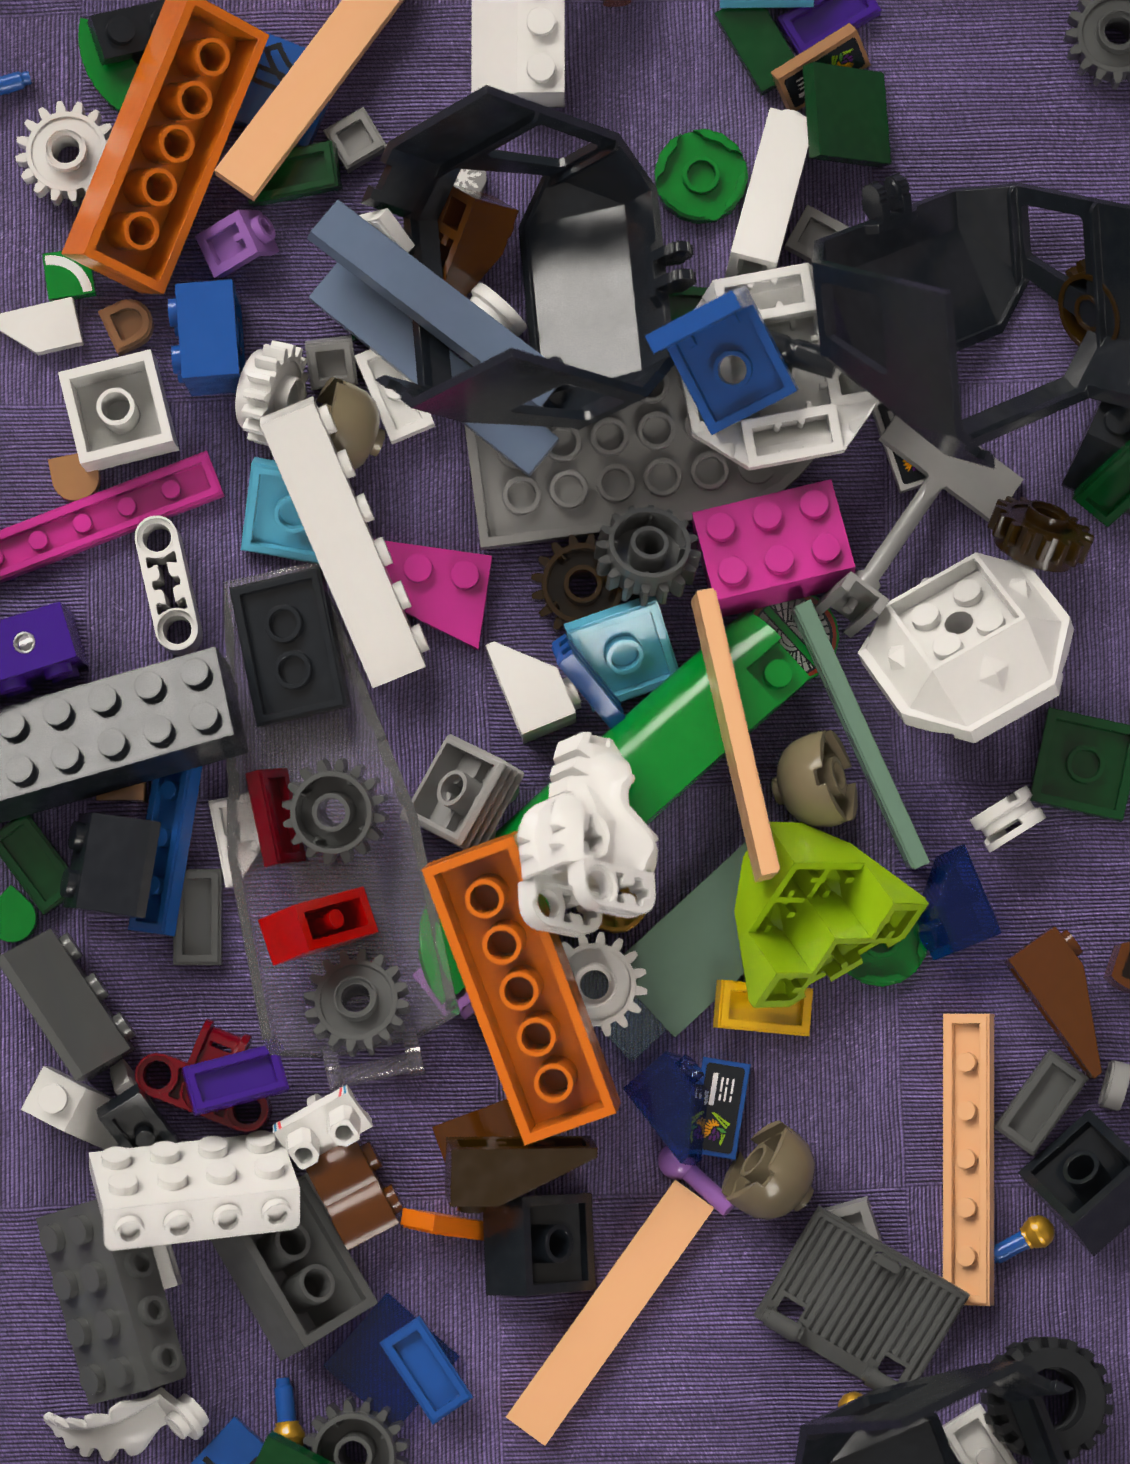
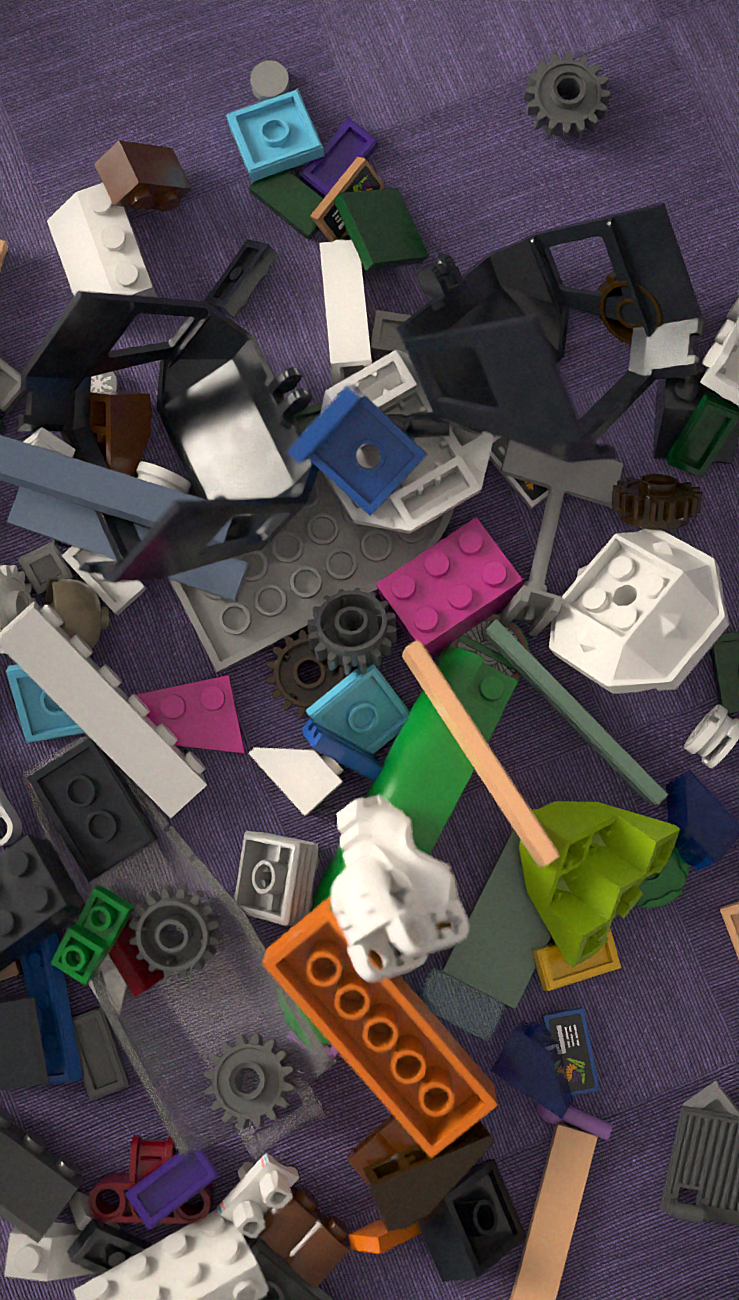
camera: 25 degrees left, 0 degrees up
(246, 781) = (93, 935): none -> green slope
(318, 925) = (195, 1032): red brick -> none
(621, 979) = (456, 978): white gear -> none
(667, 113) = (241, 277): none -> black plate
(701, 176) = (285, 318): green tile -> none
(773, 1176) = (635, 1095): dark tan cylinder -> none
(814, 781) = (551, 763): dark tan cylinder -> none

